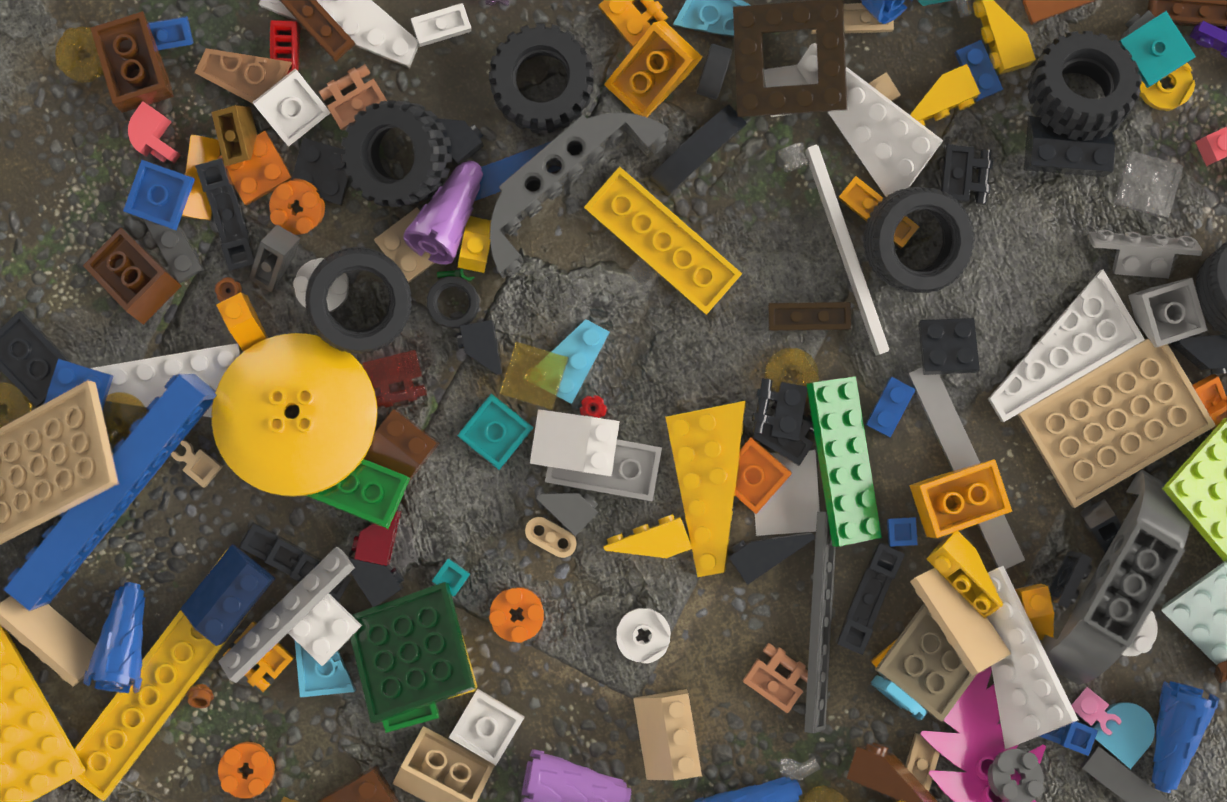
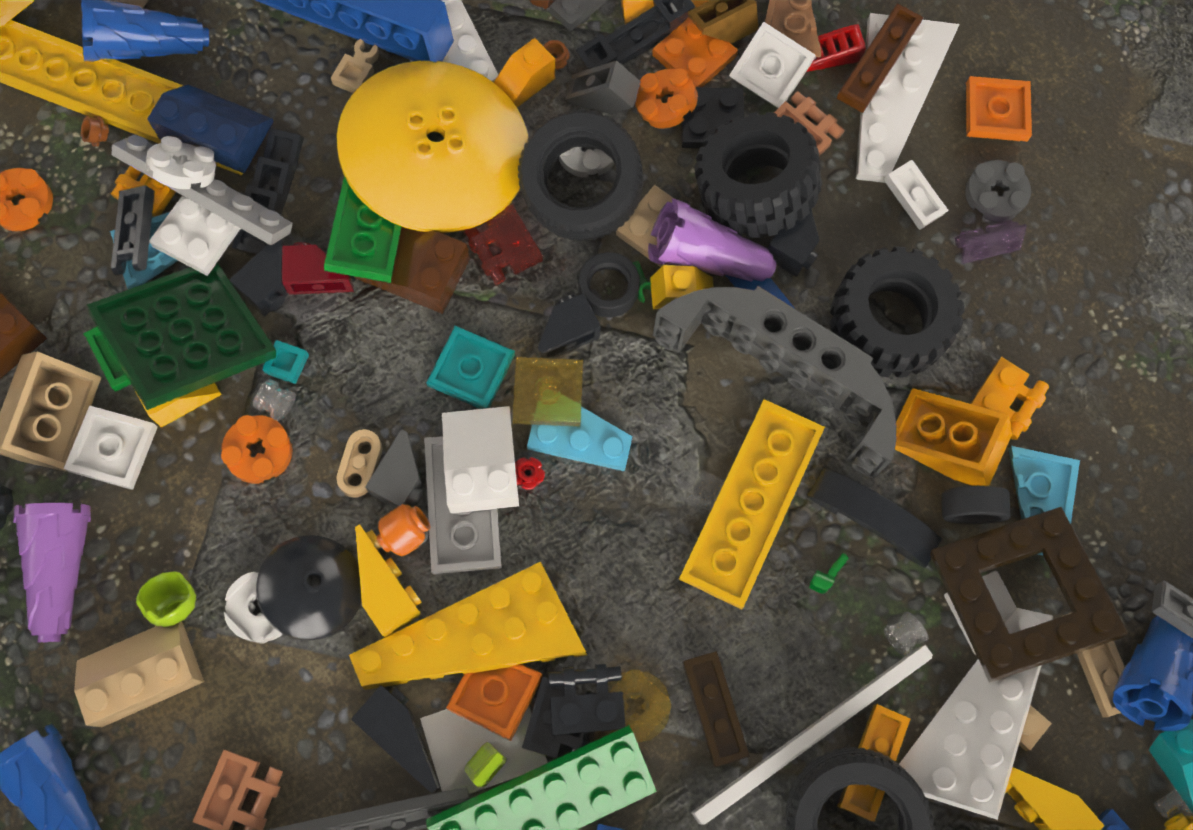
camera: 70 degrees right, 15 degrees down
(253, 631) = (180, 163): none -> white plate
(307, 676) = (132, 229): none -> black hinge
(481, 592) = (274, 400): none -> clear wheel
(615, 514) = (403, 530): none -> orange head
(620, 703) = (166, 599): none -> lime hair
(634, 612) = (296, 606): none -> black dish
(738, 206) = (823, 582): none -> green hand
(805, 495) = (485, 765): none -> lime slope

